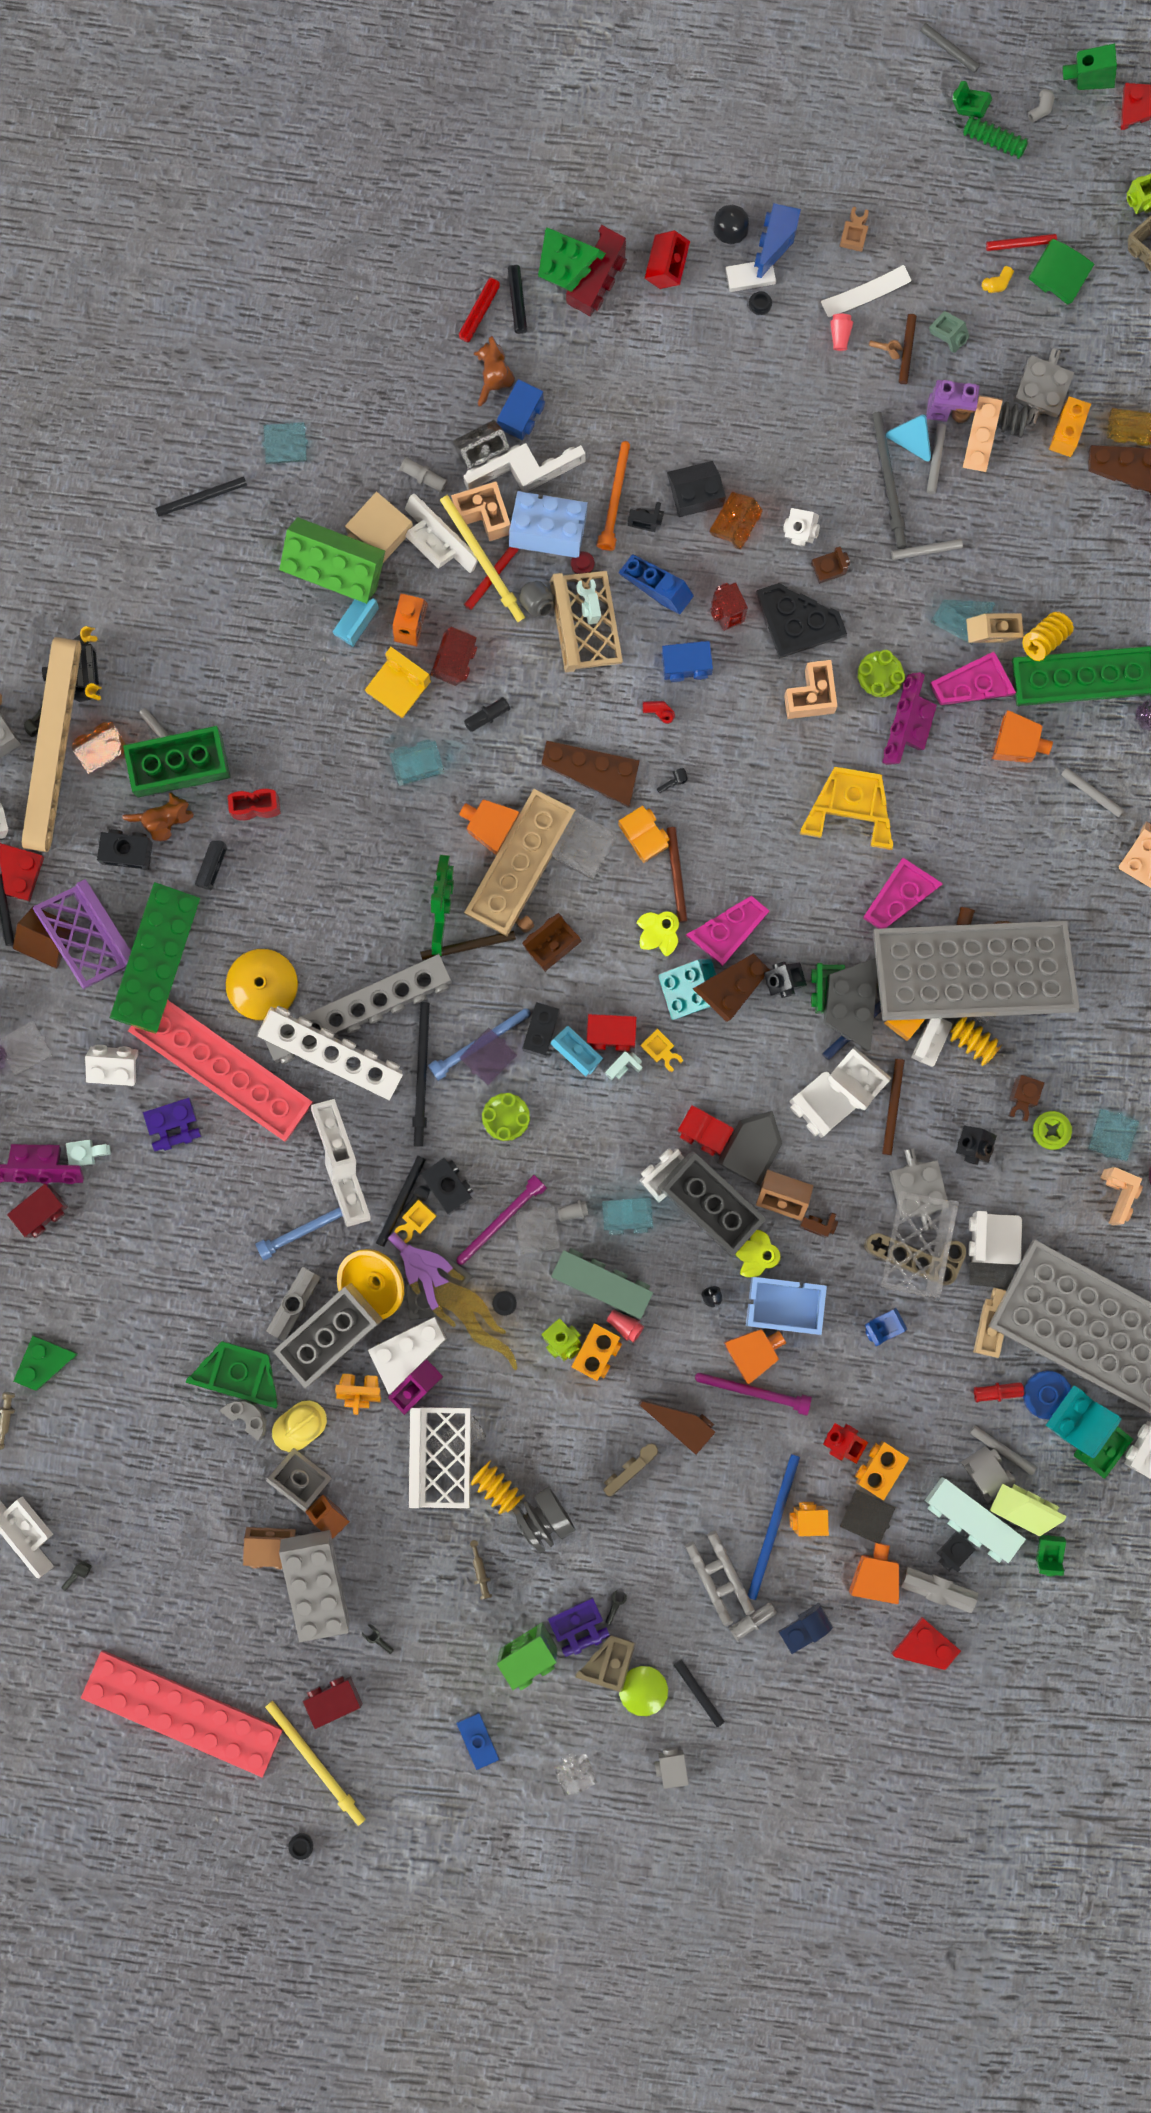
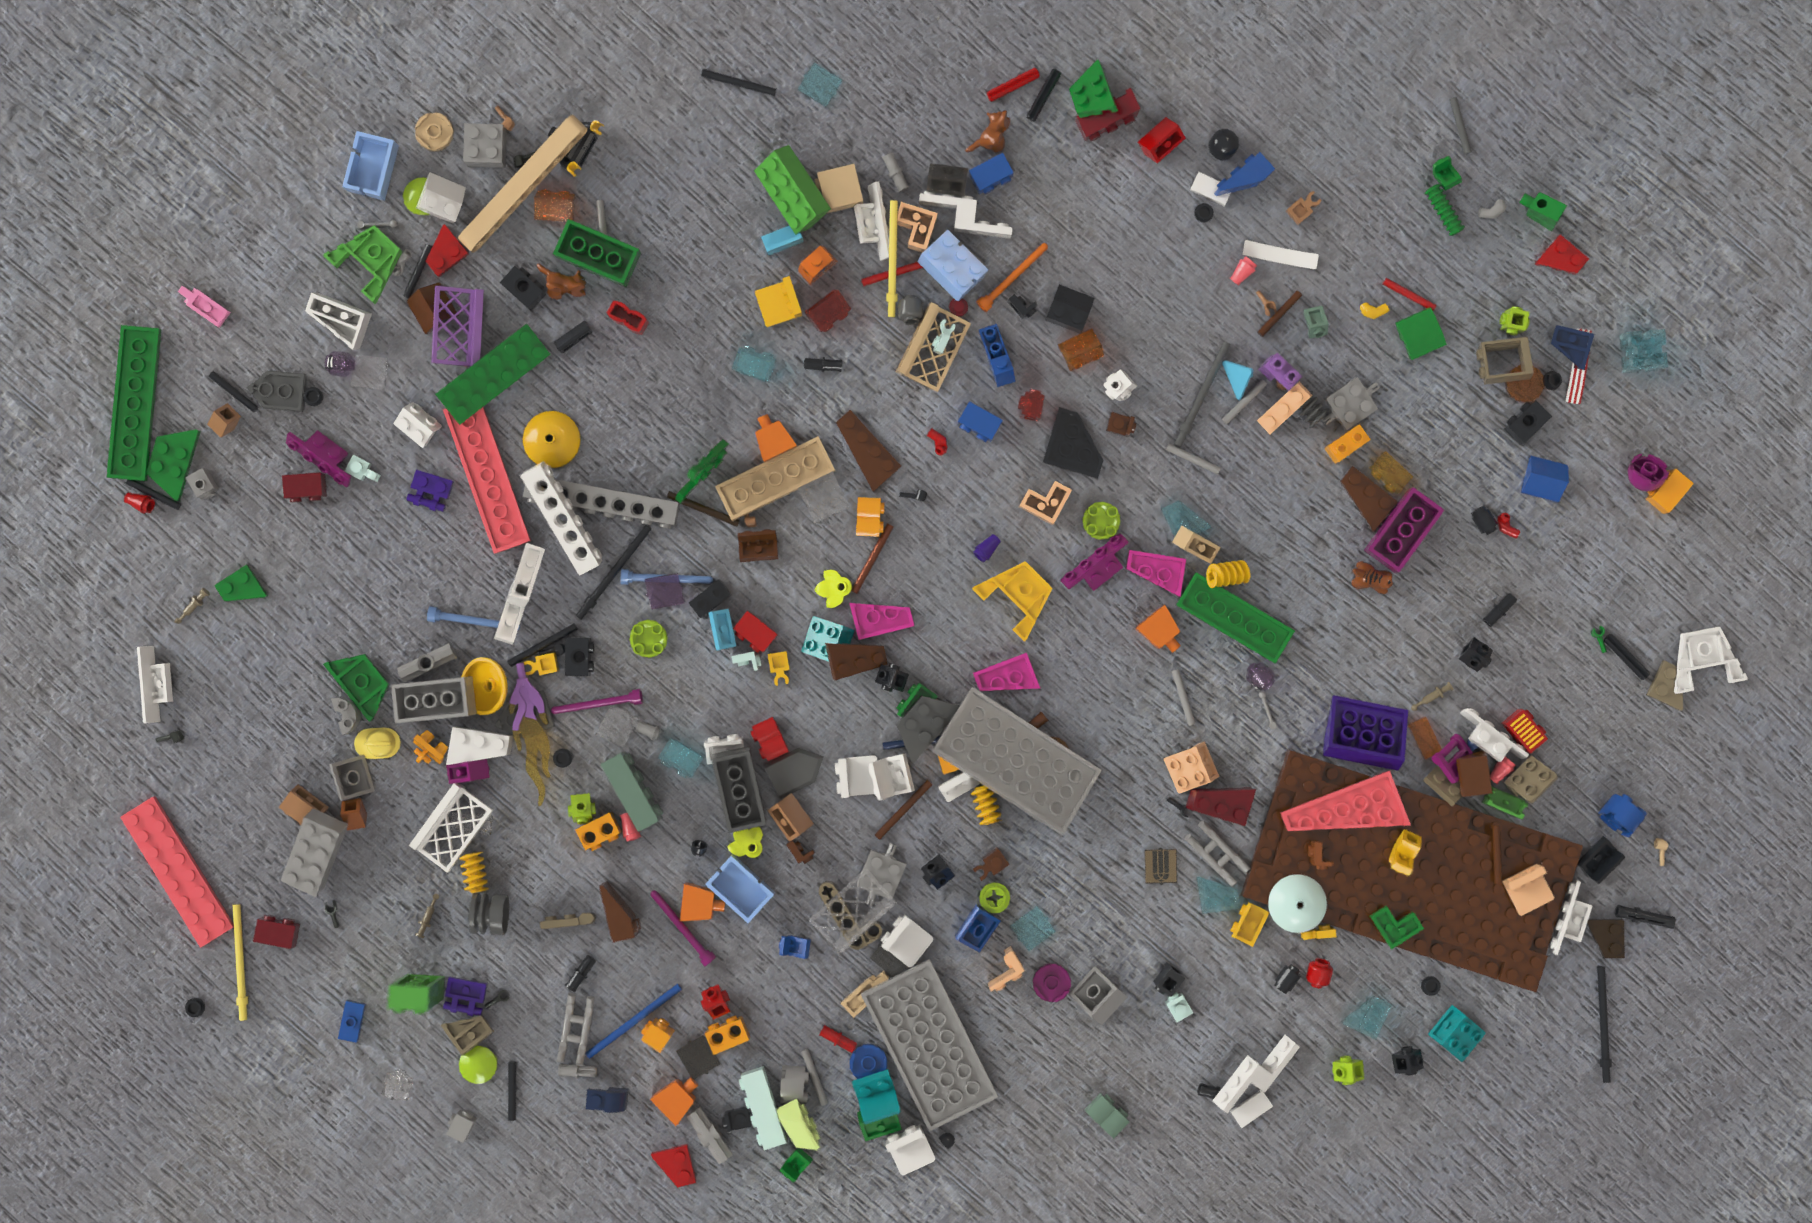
camera: 30 degrees right, 5 degrees up
(683, 1515) = (580, 973): none -> black axle
(785, 782) = (986, 548): none -> dark purple cone
(1057, 1174) = (977, 928): none -> blue slope

